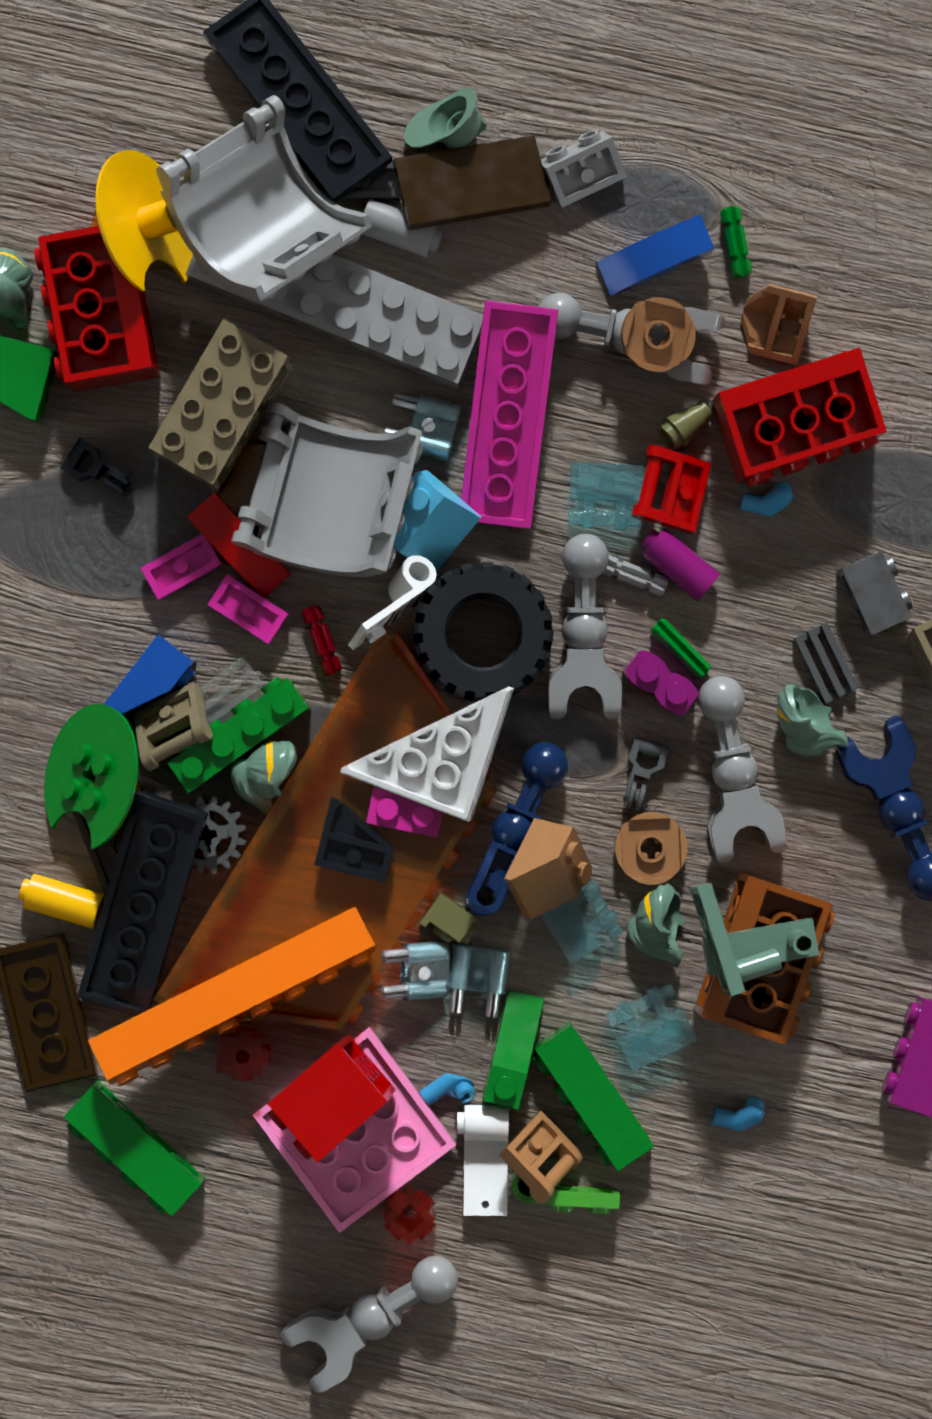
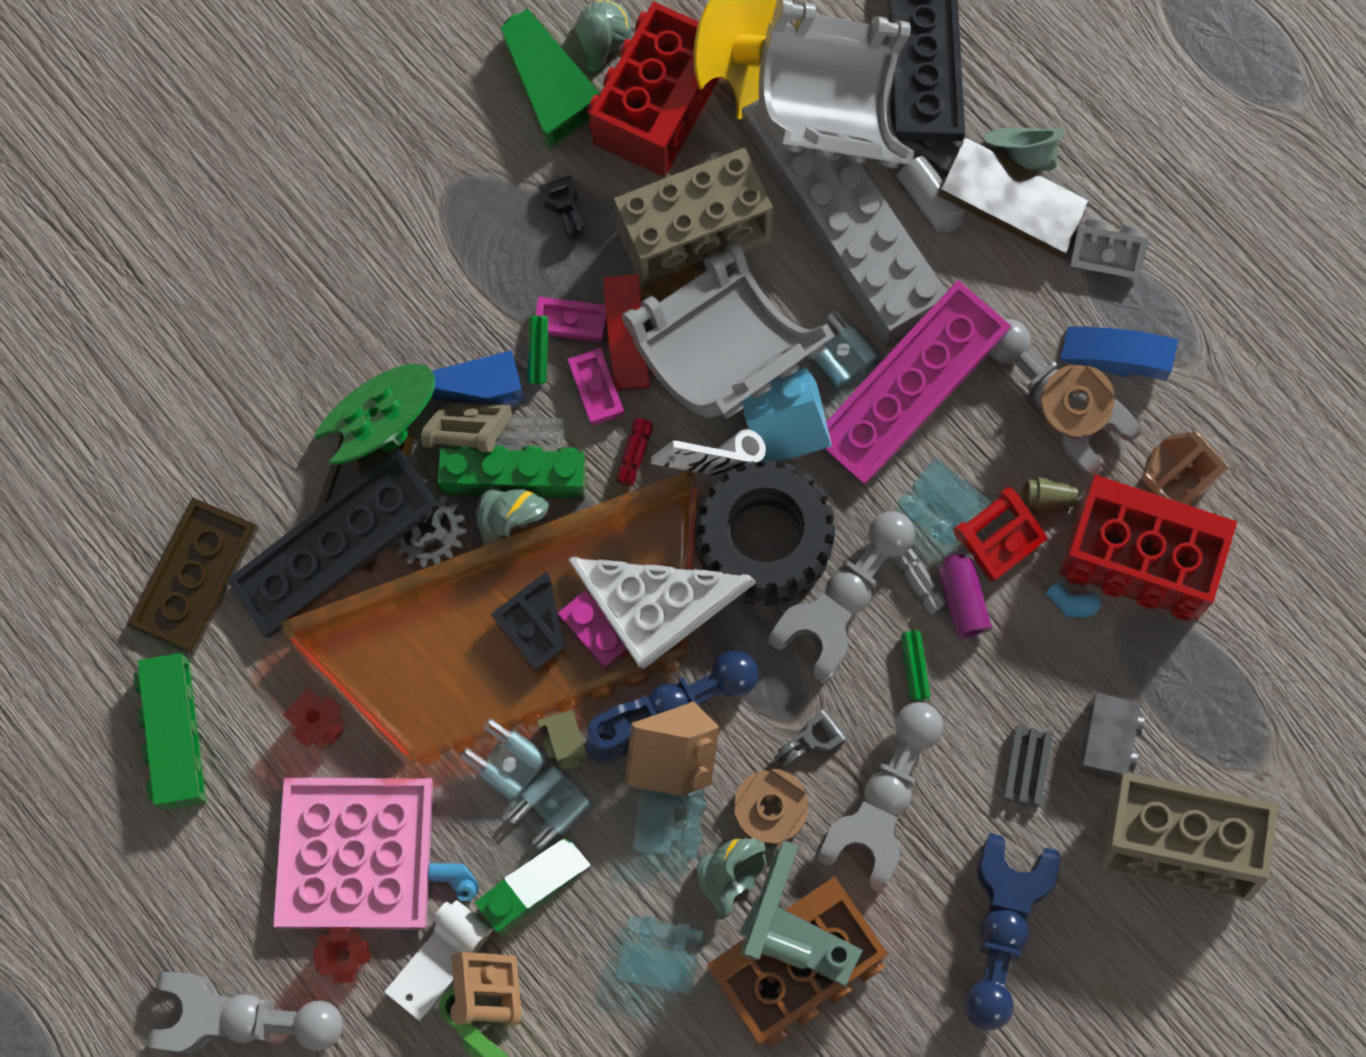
camera: 40 degrees right, 15 degrees down
(61, 900) = (274, 496): yellow brick -> none
(176, 614) = (537, 349): none -> green axle
(232, 996) = (343, 662): orange brick -> none
(331, 1099) = (353, 792): red brick -> none
(593, 1097) = (567, 975): green brick -> none
(668, 689) = (874, 668): magenta brick -> none
(736, 242) = (1192, 387): green axle -> none
(807, 722) = (976, 798): sand green hair -> none

